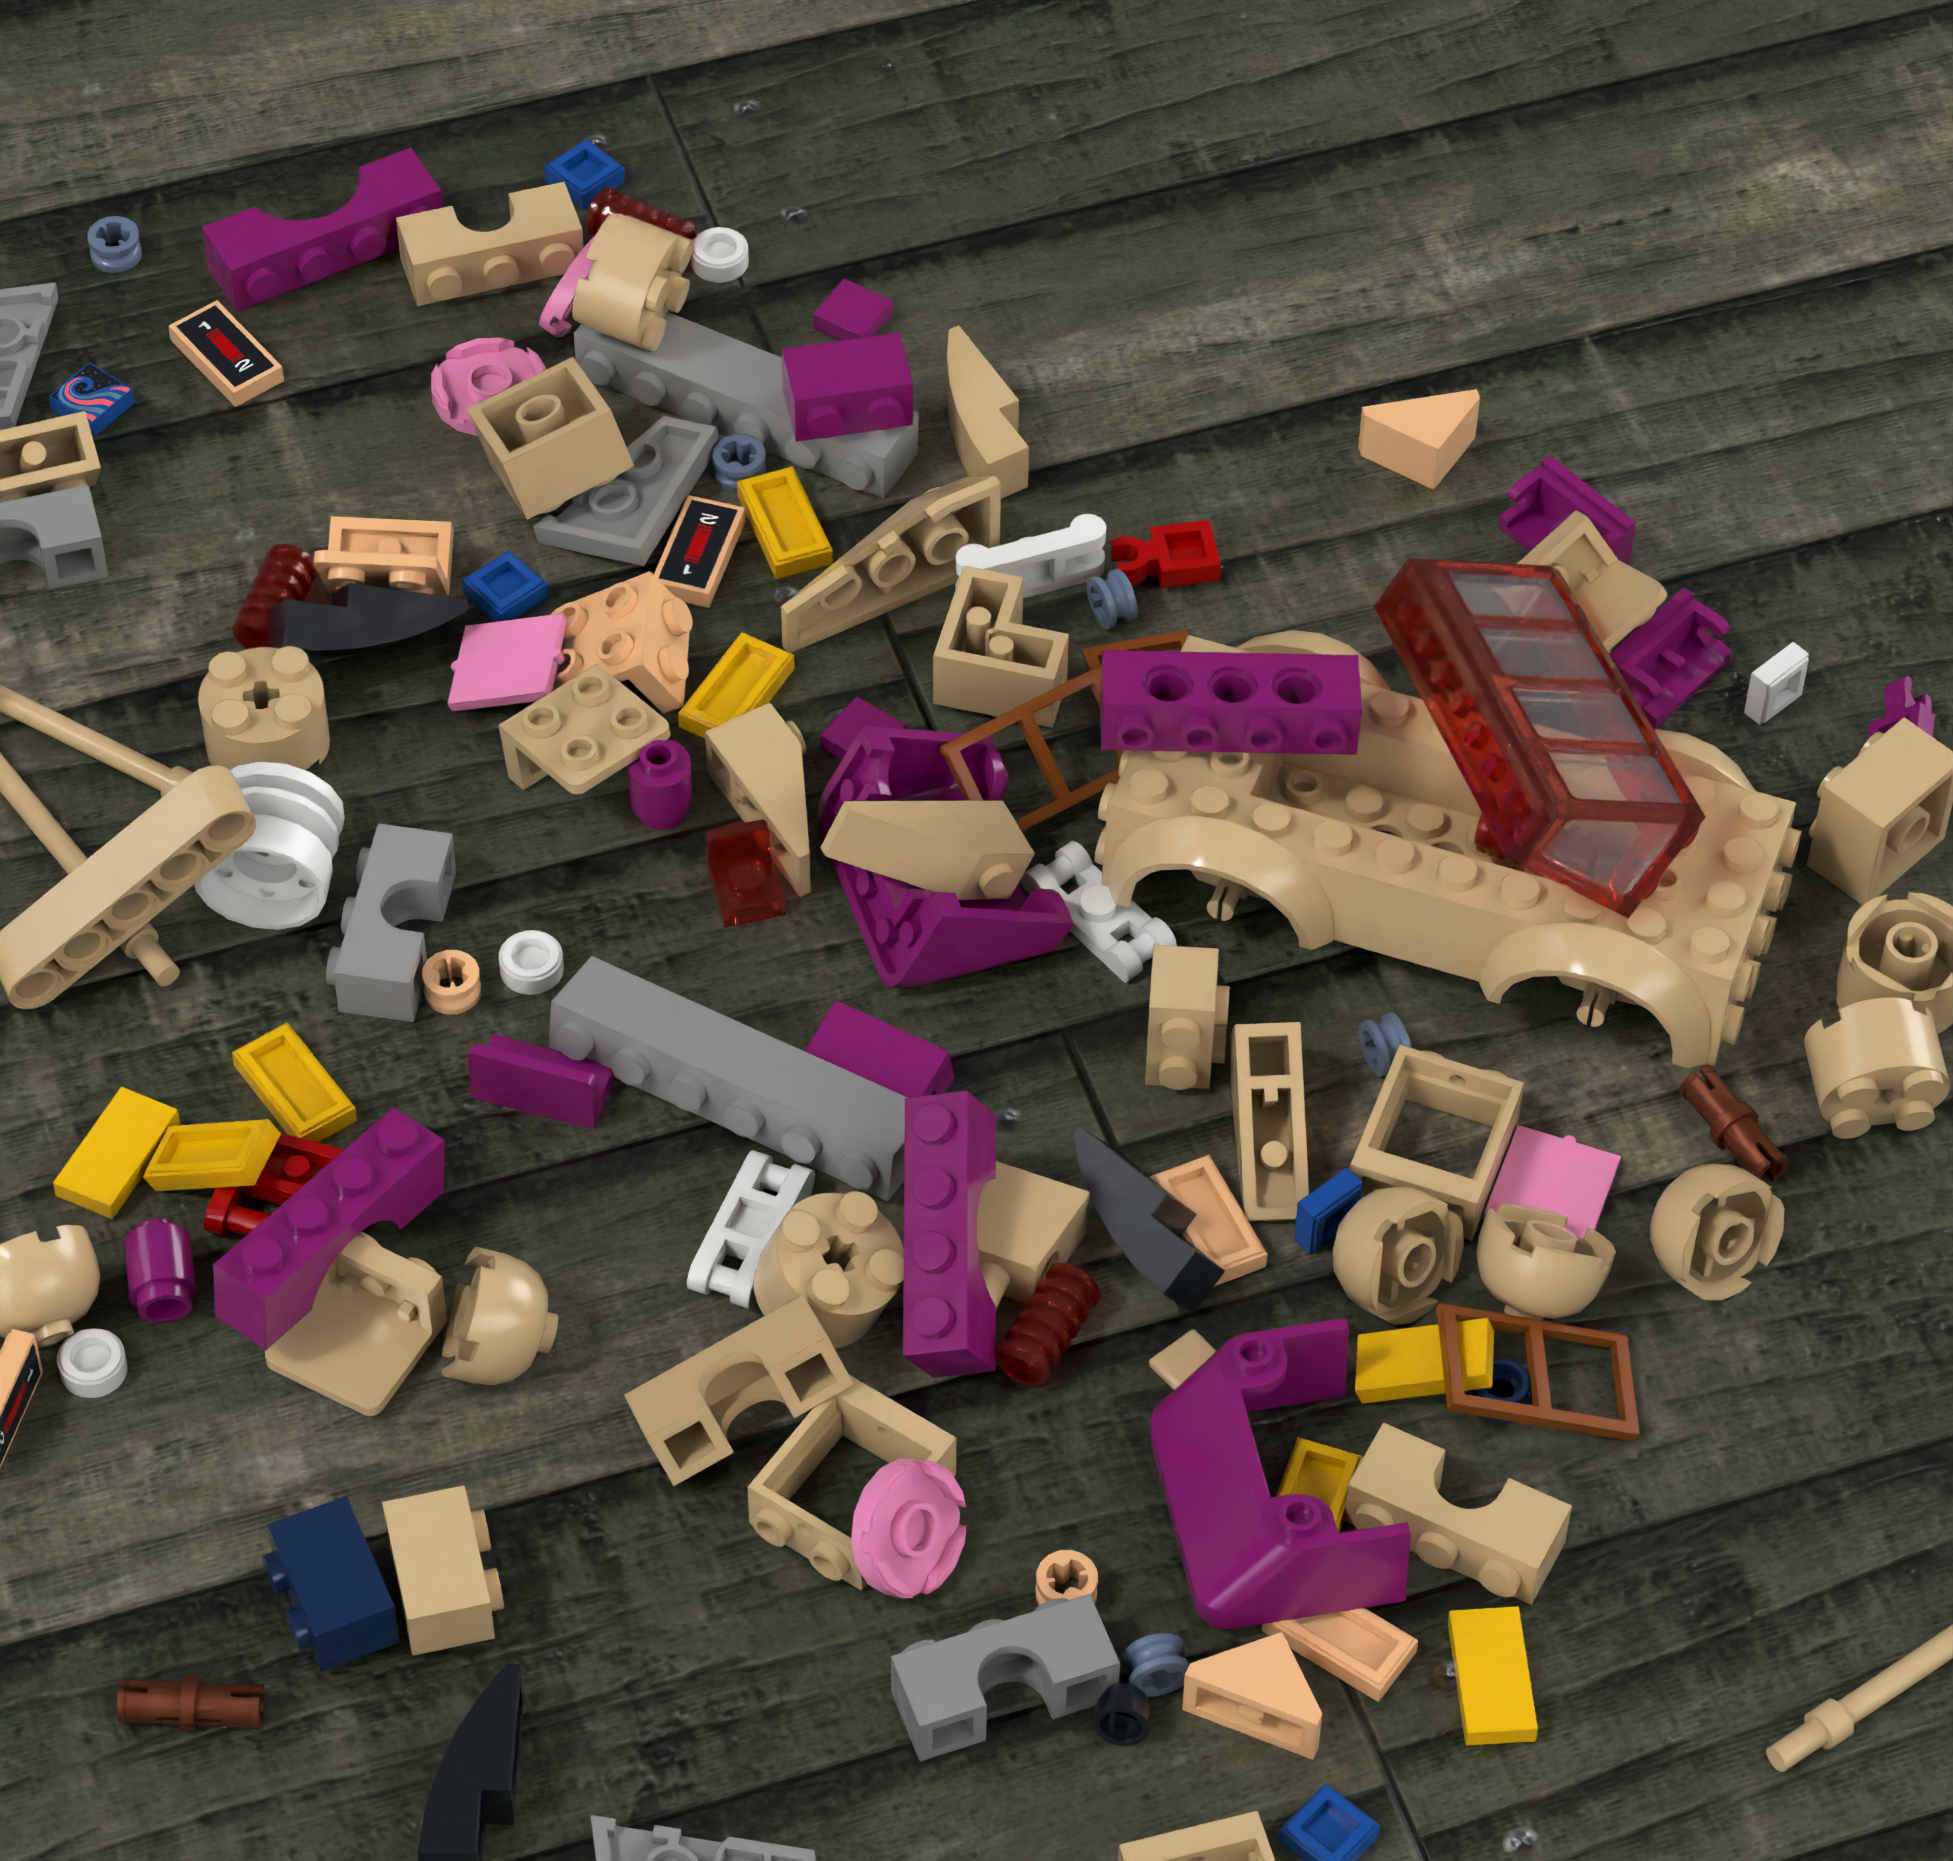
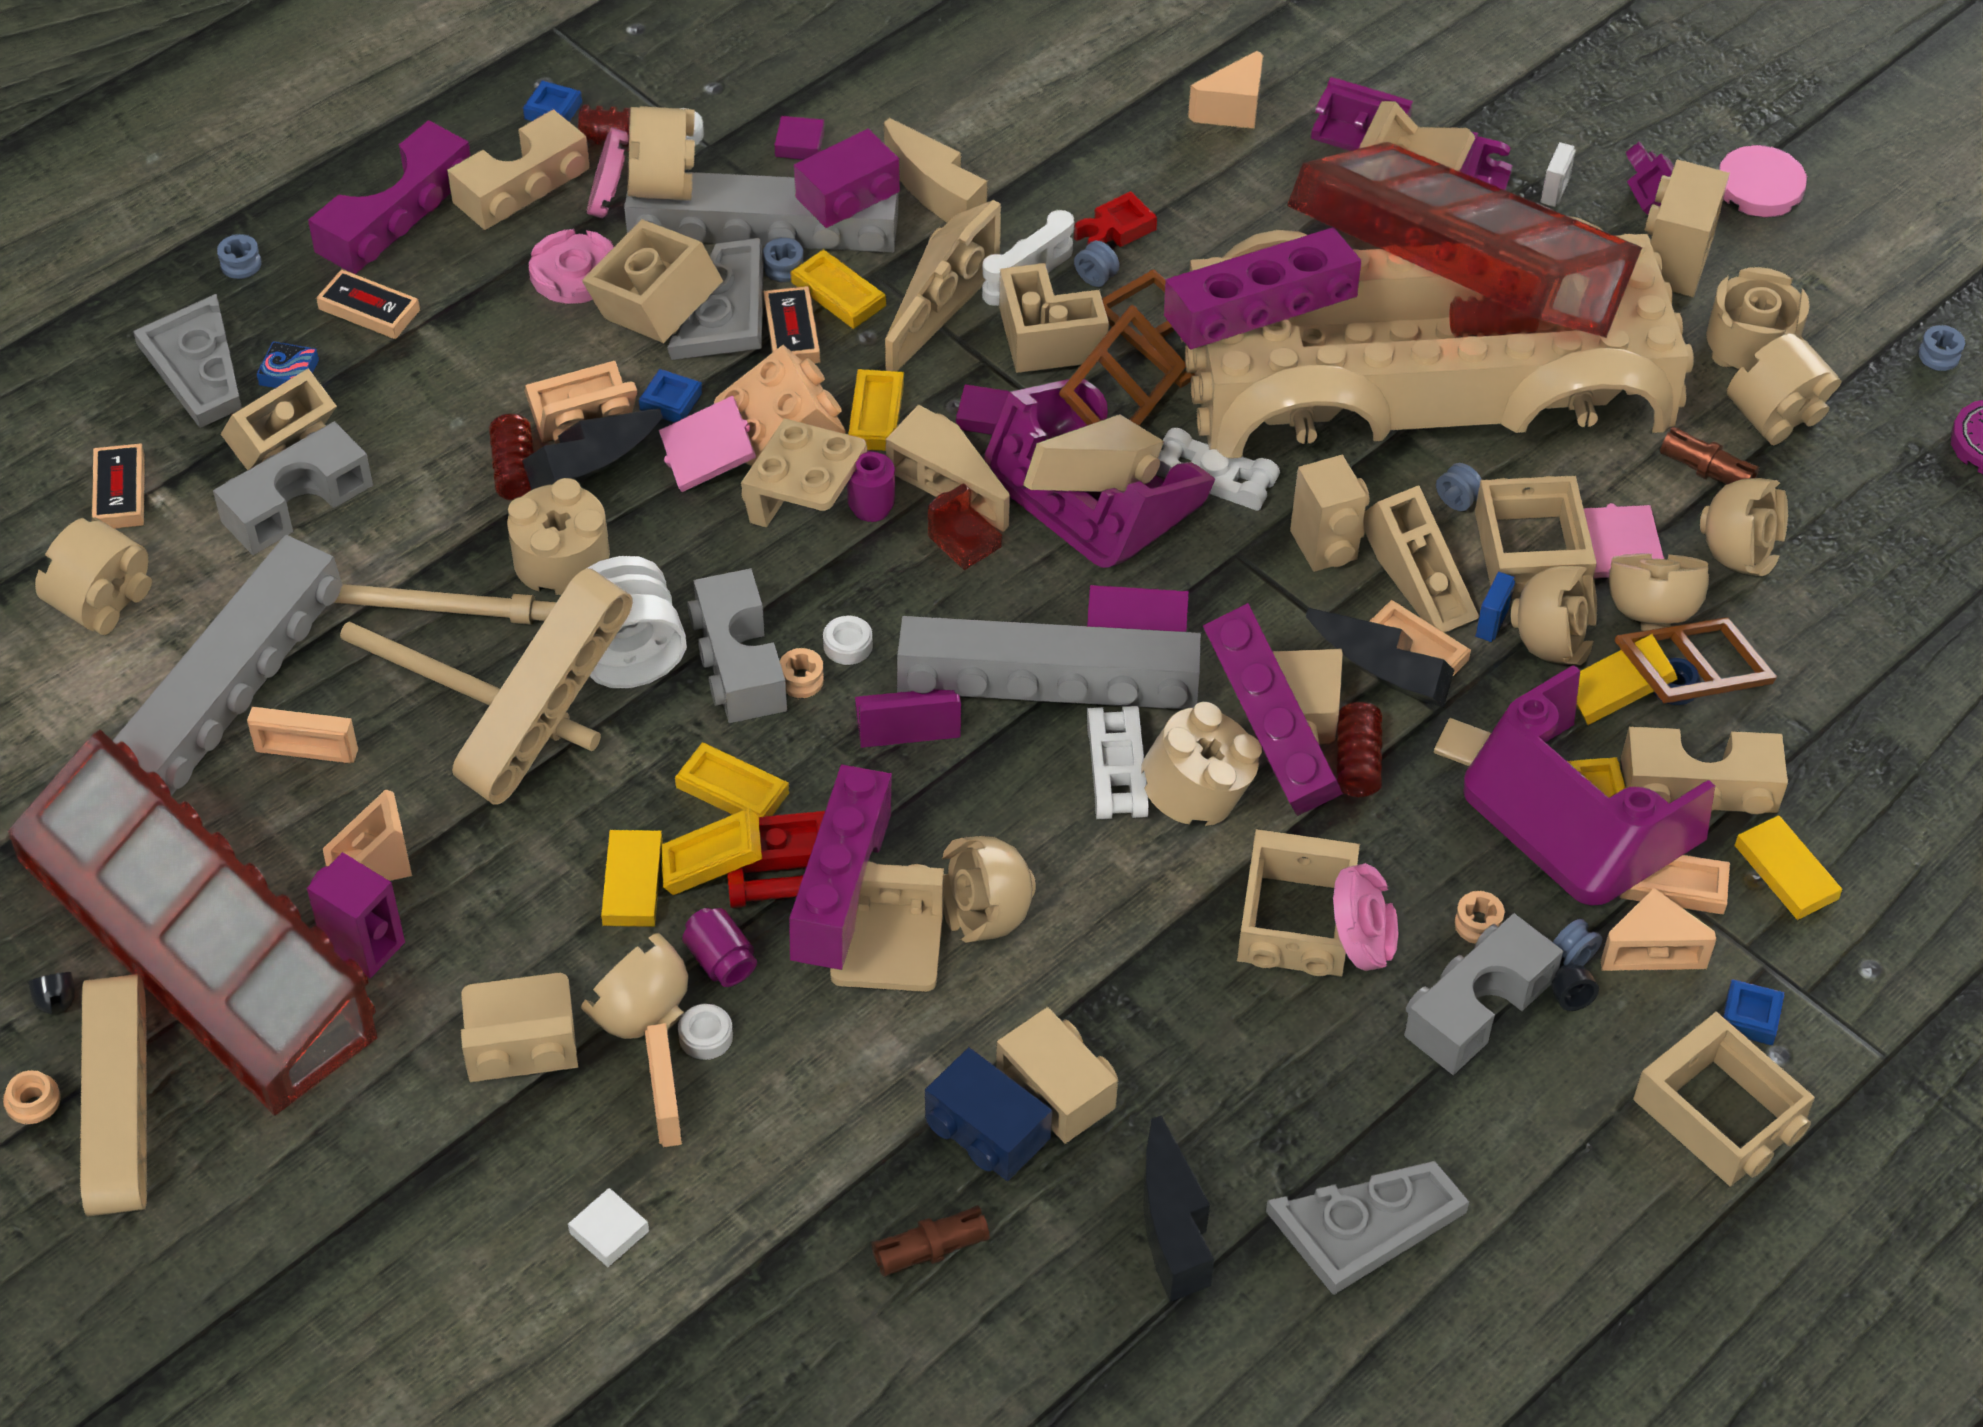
camera: 25 degrees left, 0 degrees up
(771, 1359) = (1210, 835): tan arch -> none

